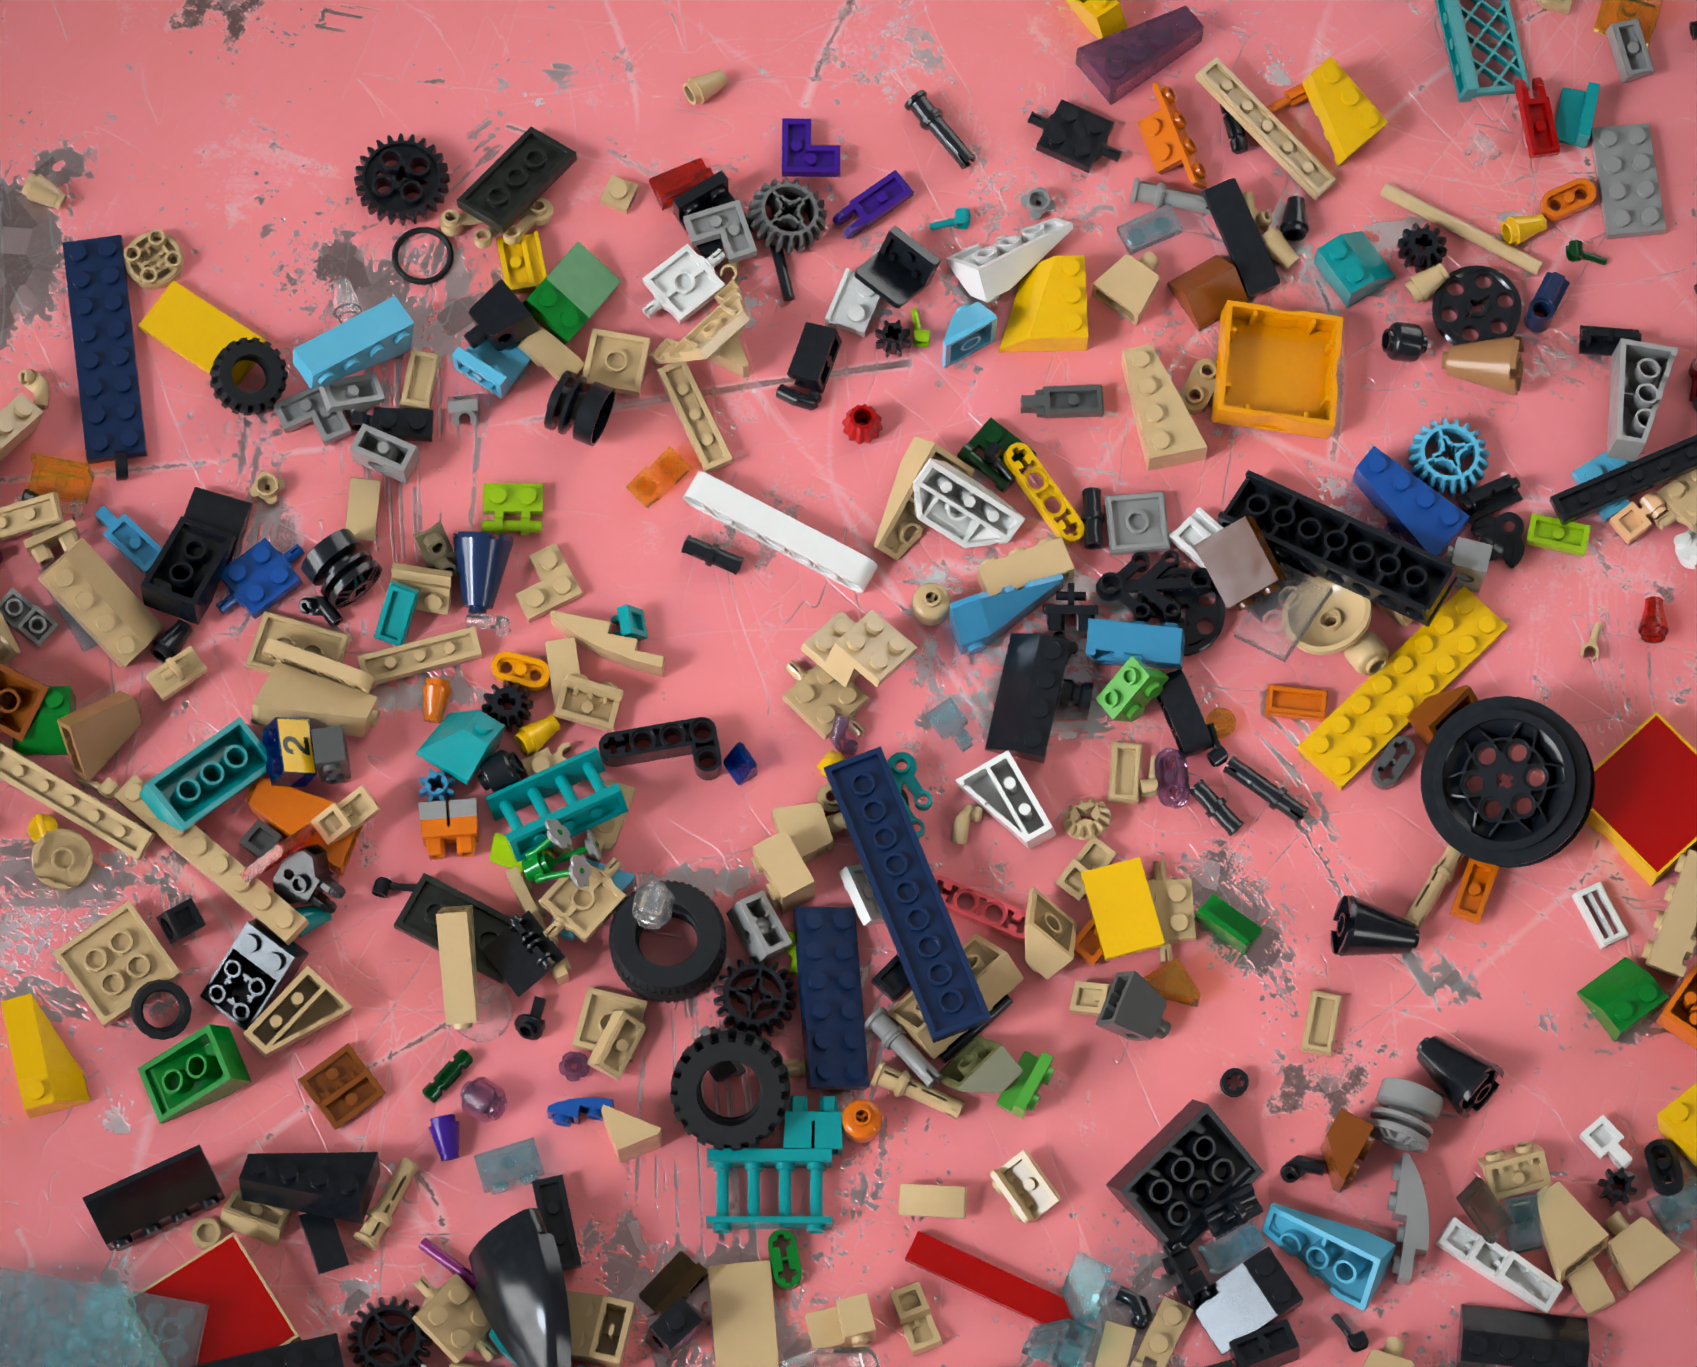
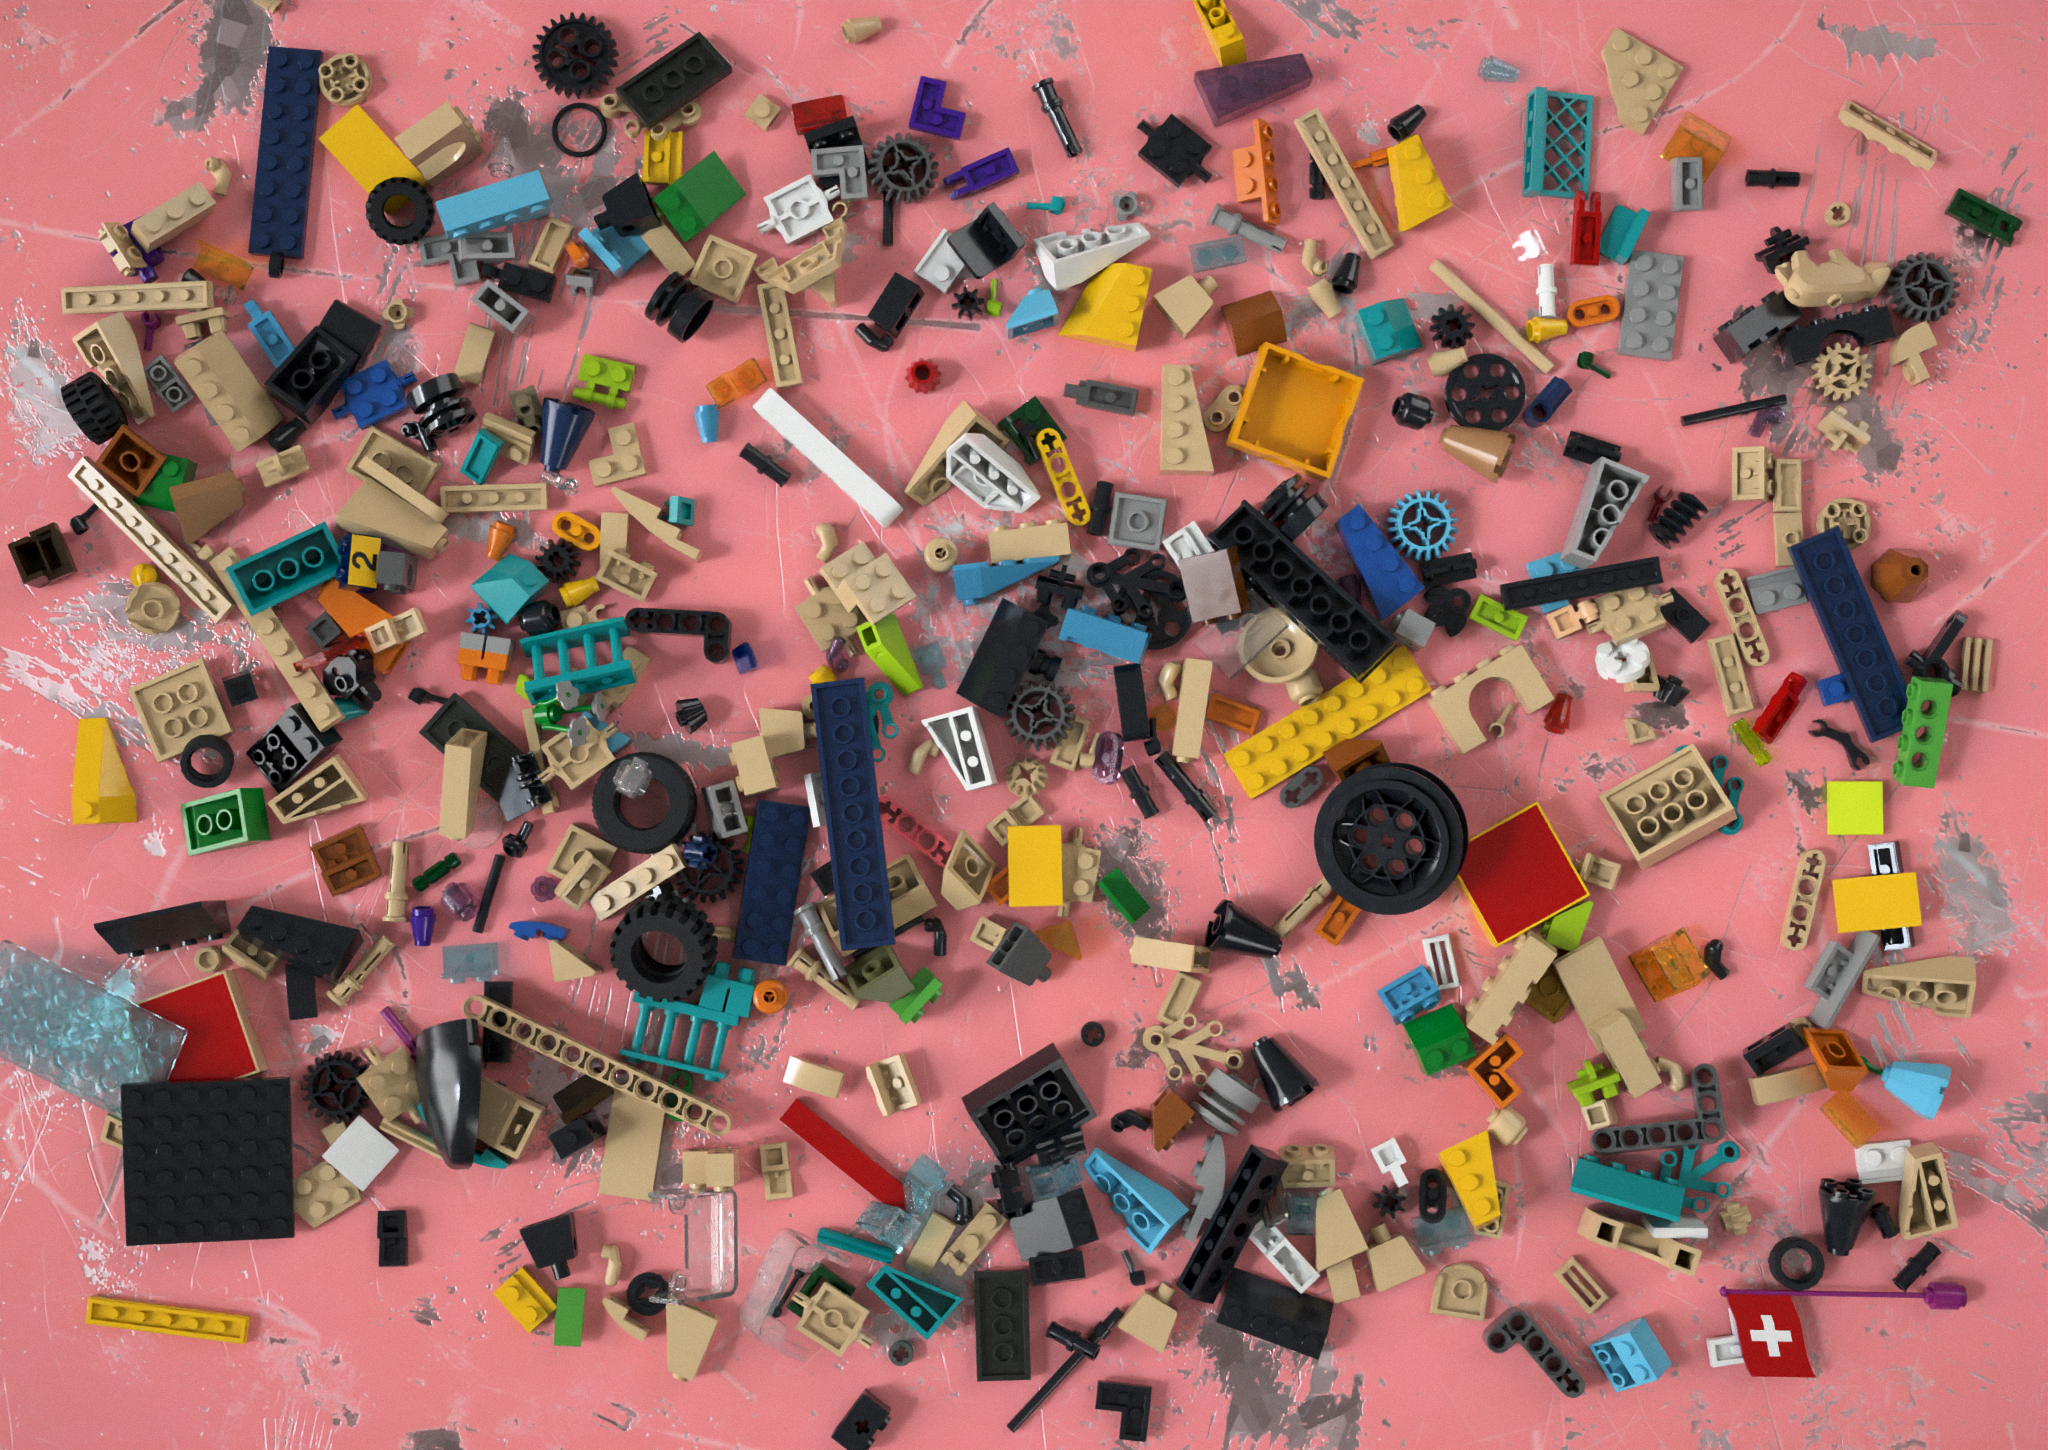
camera: 15 degrees right, 15 degrees up
(283, 292) = (441, 143): none -> tan arch
(408, 1110) = (396, 893): none -> tan pin
(454, 378) = (578, 253): none -> orange plate
(512, 1086) = (488, 894): none -> black bar
(637, 522) = (707, 422): none -> dark azure cone
(680, 1030) = (638, 882): none -> tan plate
(695, 836) = (690, 714): none -> black piece
(698, 1249) = (584, 1064): none -> tan beam
(746, 974) = (700, 852): none -> dark blue gear
(803, 619) = (829, 541): none -> tan arm
(901, 719) = (889, 651): none -> lime slope
(1034, 1012) = (940, 936): none -> black arm
(1062, 743) = (1050, 719): none -> dark grey gear
(1131, 690) = (1090, 676): bright green bracket -> none
(1213, 681) = (1167, 677): none -> tan arm
(1241, 237) = (1295, 281): black slope -> none
(1250, 701) = (1191, 709): none -> tan slope
(1299, 972) = (1170, 955): none -> tan slope
(1304, 467) = (1293, 507): none -> black wheel
(1314, 53) = (1406, 122): none -> black cone
(1344, 1070) = (1188, 1047): none -> tan plant
(1448, 1247) = (1232, 1224): none -> black brick
(1512, 189) = (1546, 291): none -> white pin
(1576, 957) = (1410, 995): none -> dark azure bracket
(1586, 583) = (1512, 668): none -> tan arch

